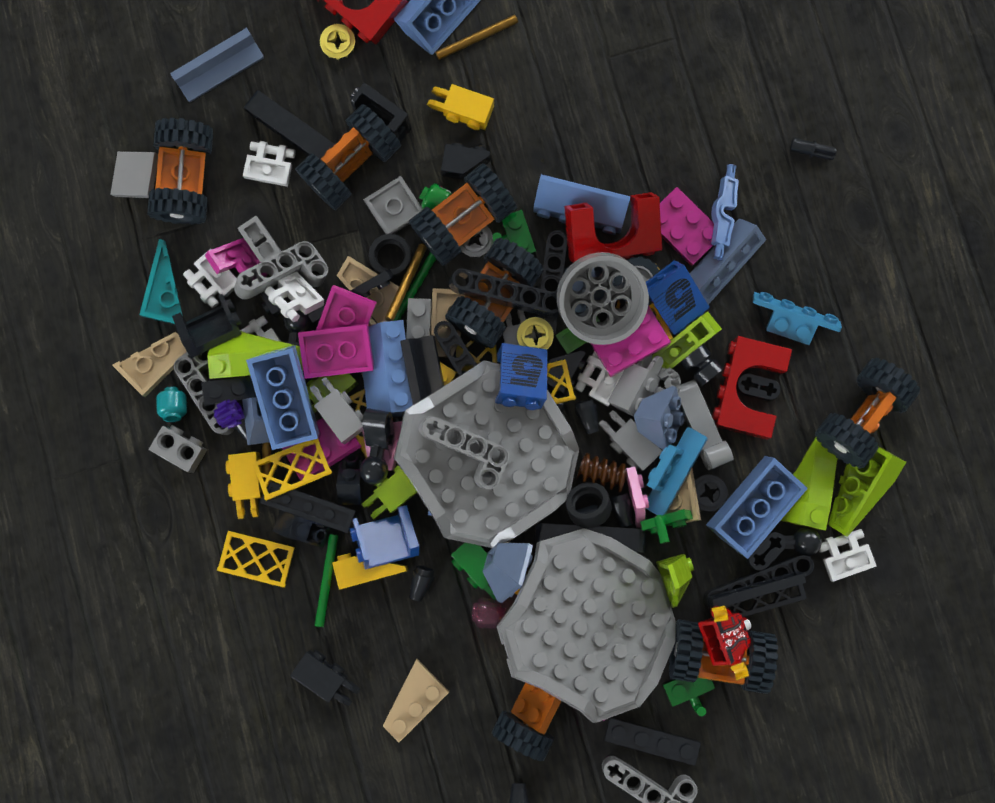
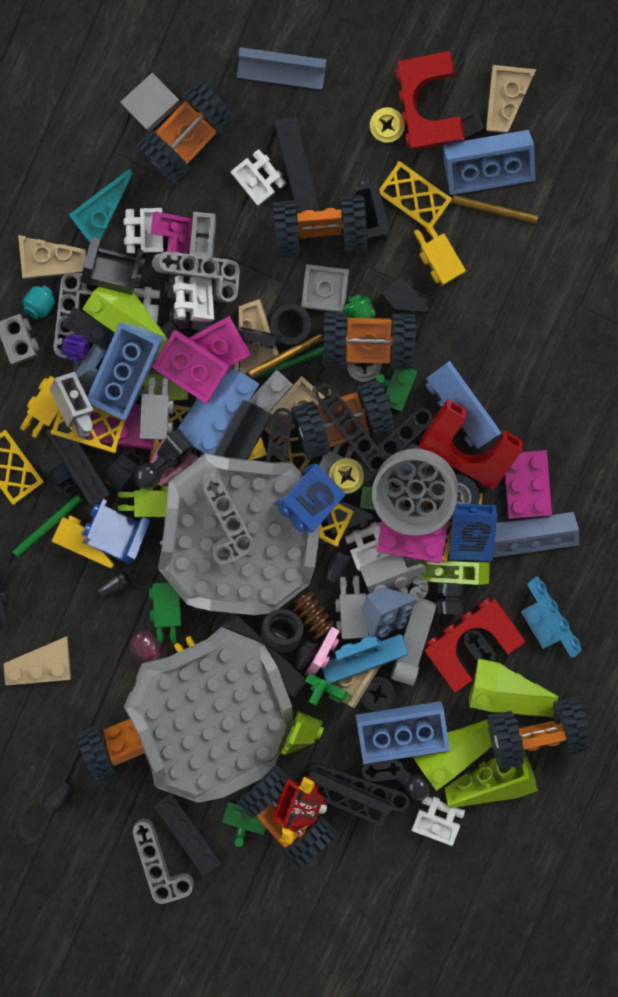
camera: 30 degrees right, 5 degrees up
(263, 460) = (72, 403): none -> light grey hinge
(415, 62) = (396, 201): none -> yellow window
(507, 568) = (184, 627): sand blue slope -> none
(722, 222) = (557, 507): medium blue piece -> none
(809, 403) = (503, 690): none -> lime wedge

